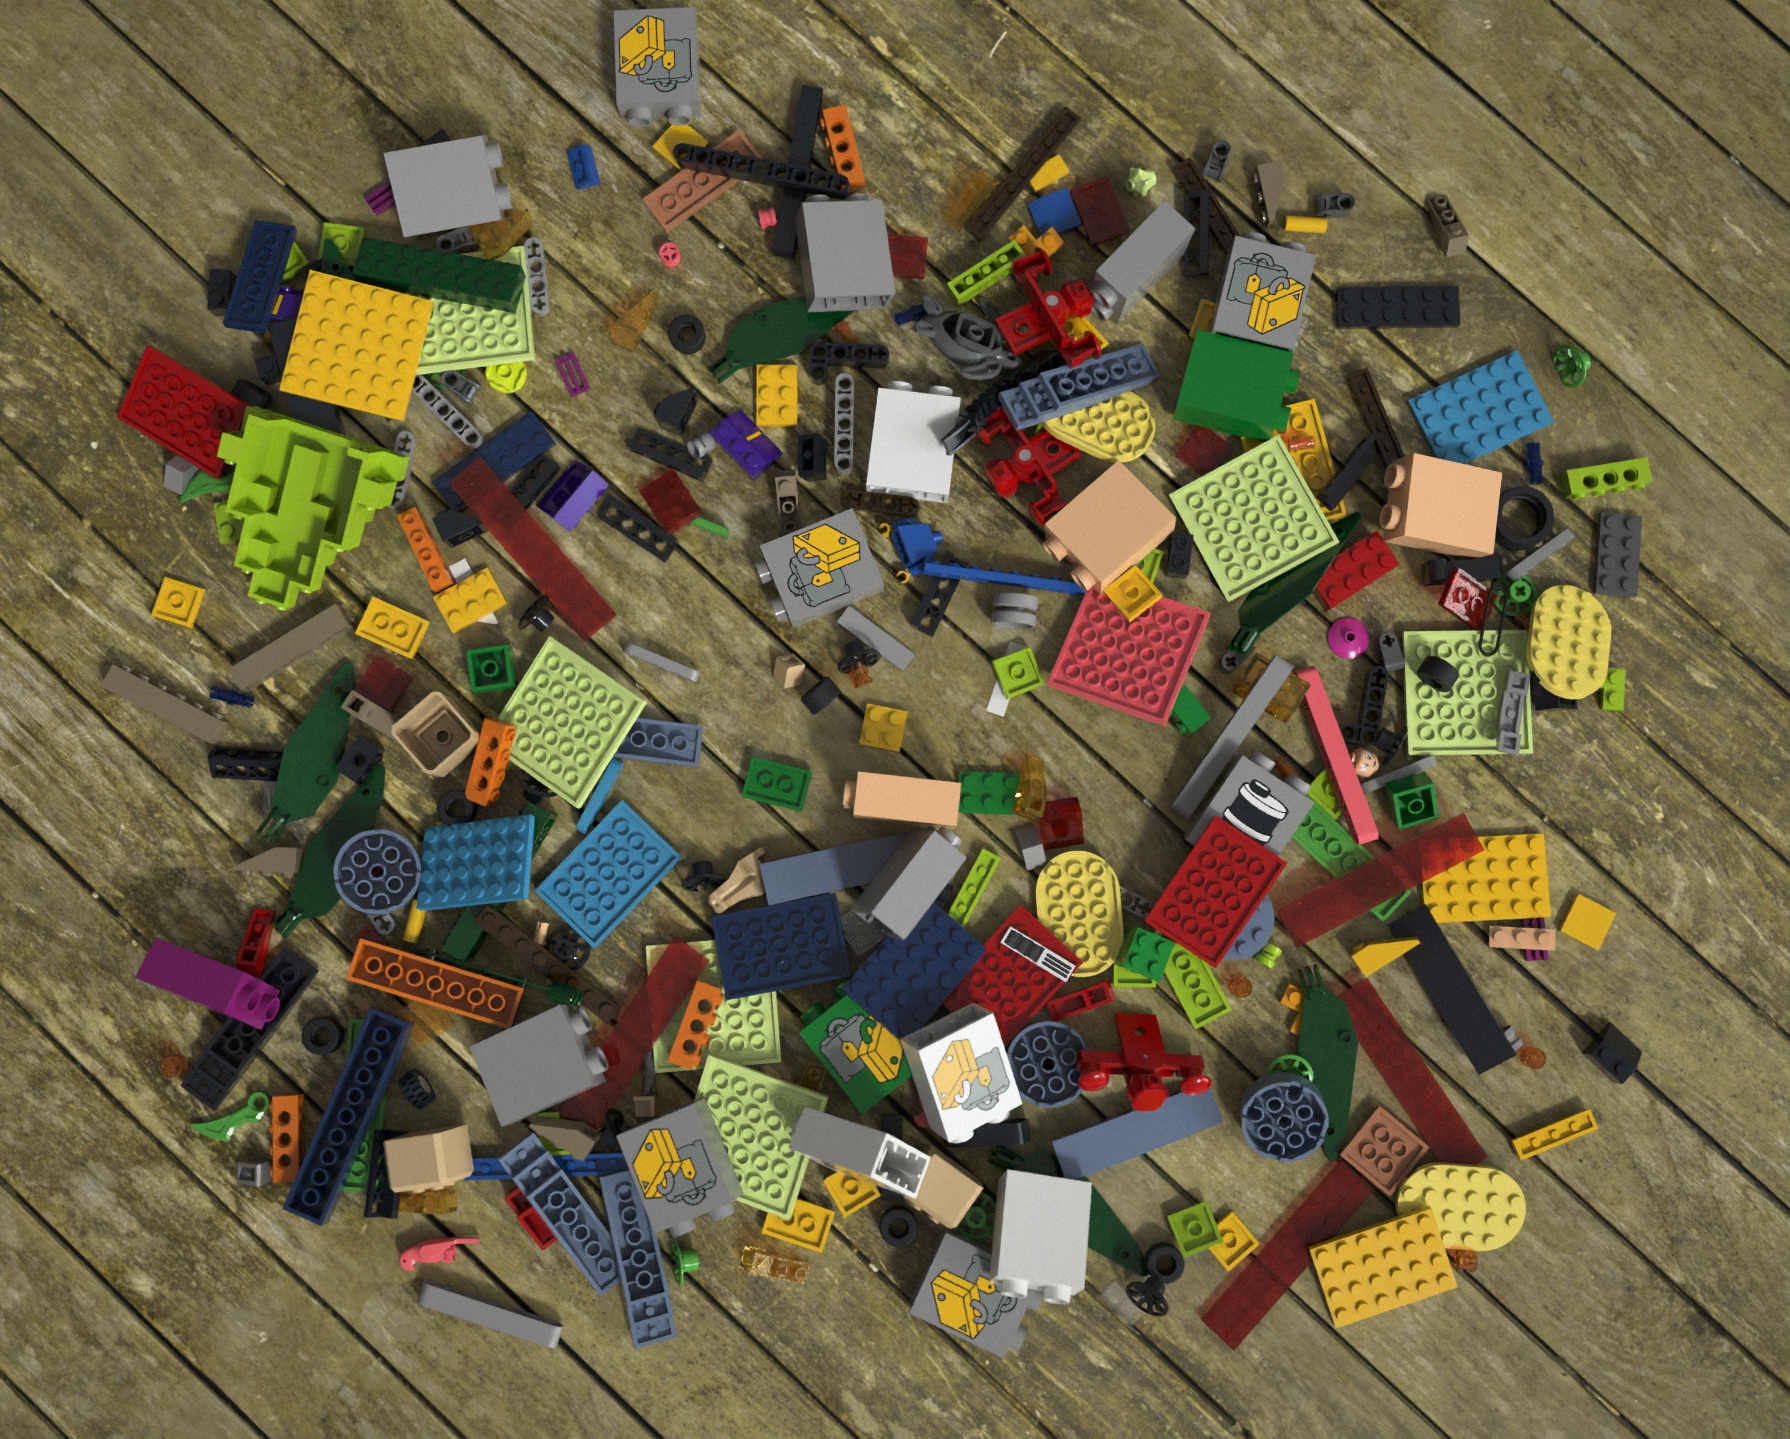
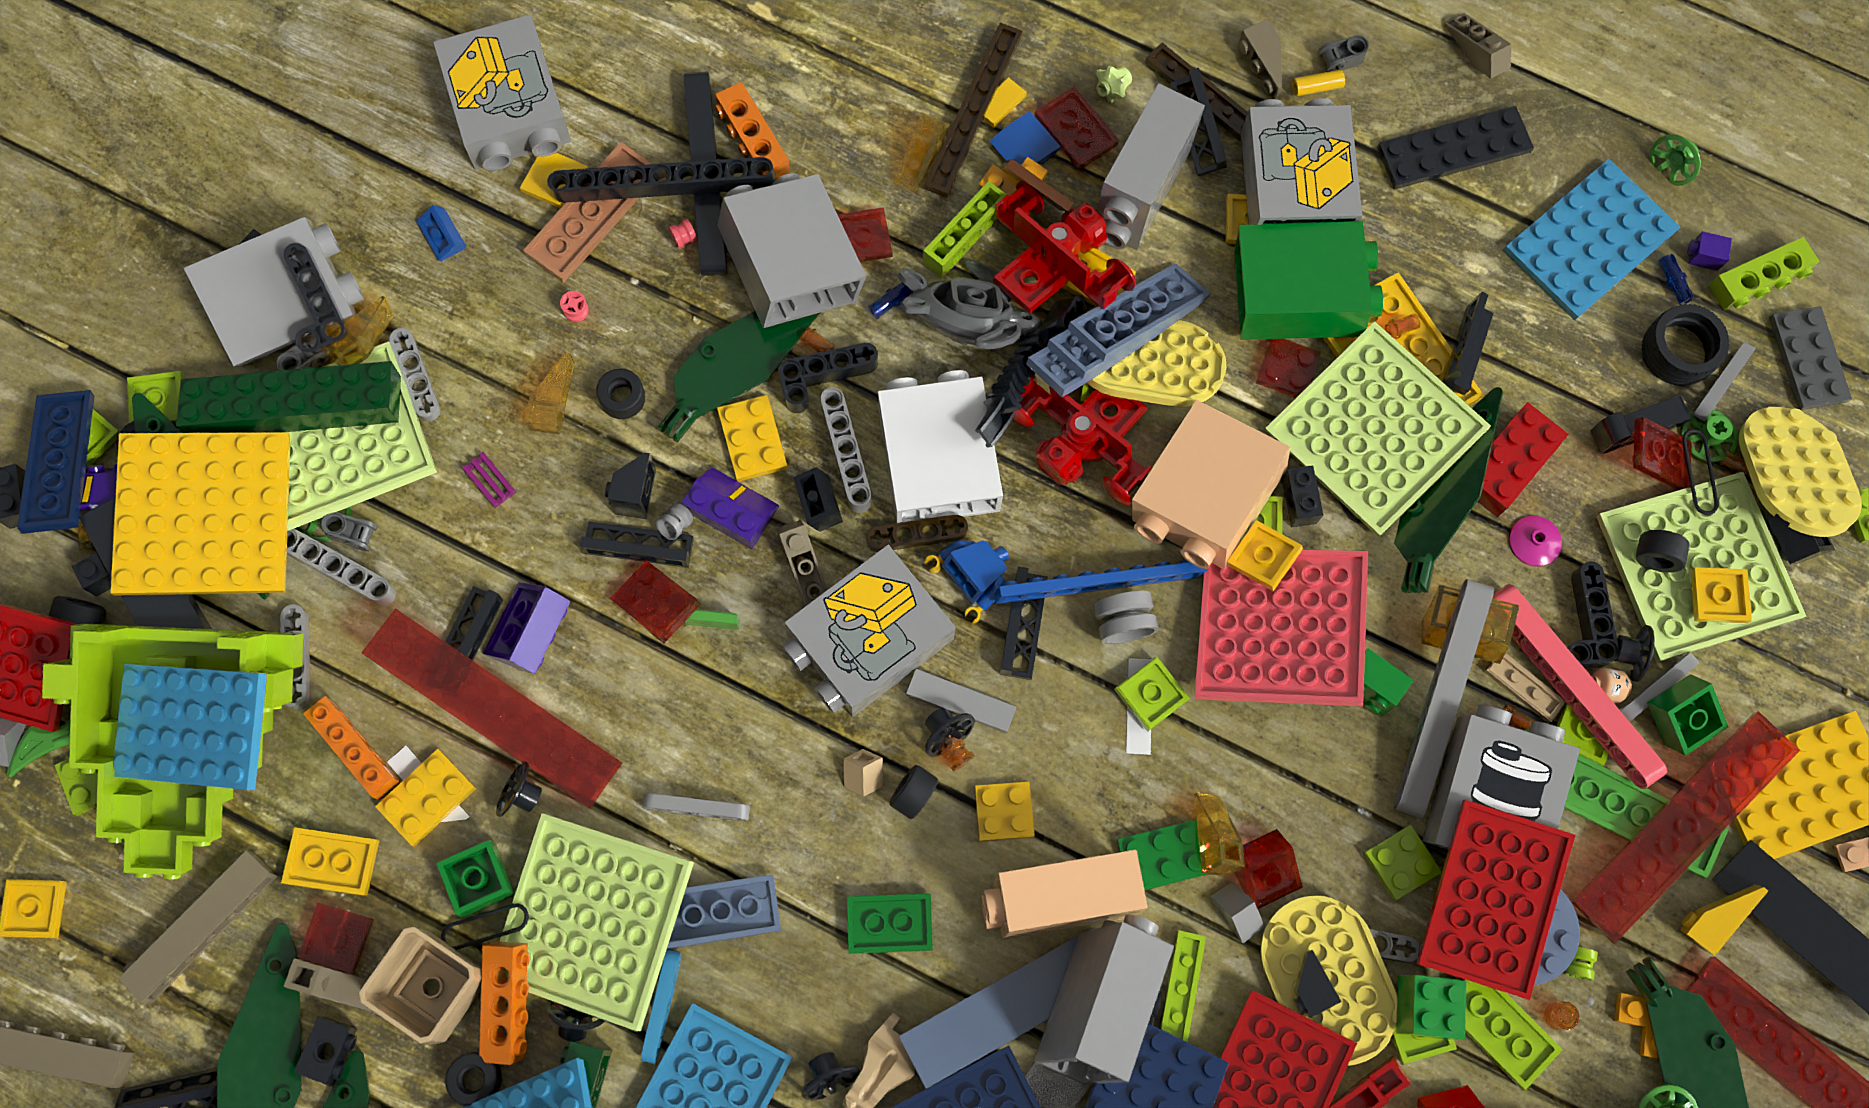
camera: 20 degrees left, 10 degrees down
(232, 697) = (131, 1015): clear blue pin -> none
(315, 504) = (189, 726): none -> dark azure plate
(377, 193) = (192, 329): magenta tile -> none
(457, 527) = (387, 706): black slope -> none
(472, 199) = (310, 296): none -> black beam
(491, 696) = (516, 905): none -> black piece
(504, 455) = (426, 599): dark blue plate -> none
(506, 377) = (405, 504): neon yellow tile -> none
(640, 521) = (624, 636): black fence -> none
(1038, 954) = (1295, 1049): sticker -> none
(1051, 256) = (1046, 191): none -> reddish brown tile
(1065, 916) = (1314, 988): none -> black slope
(1162, 846) = (1402, 862): none -> lime plate
(1216, 164) = (1194, 43): dark grey piece -> none
(1235, 658) = (1411, 601): dark grey piece -> none
(1300, 746) = (1526, 688): none -> tan tile
(1375, 416) = (1503, 304): dark brown plate -> none
(1389, 654) = (1593, 545): dark grey piece -> none
(1441, 506) = (1594, 353): light nougat brick -> none
(1471, 719) = (1721, 595): none -> yellow plate
(1510, 712) = (1763, 575): light grey slope -> none
(1569, 447) = (1709, 251): none -> dark purple brick

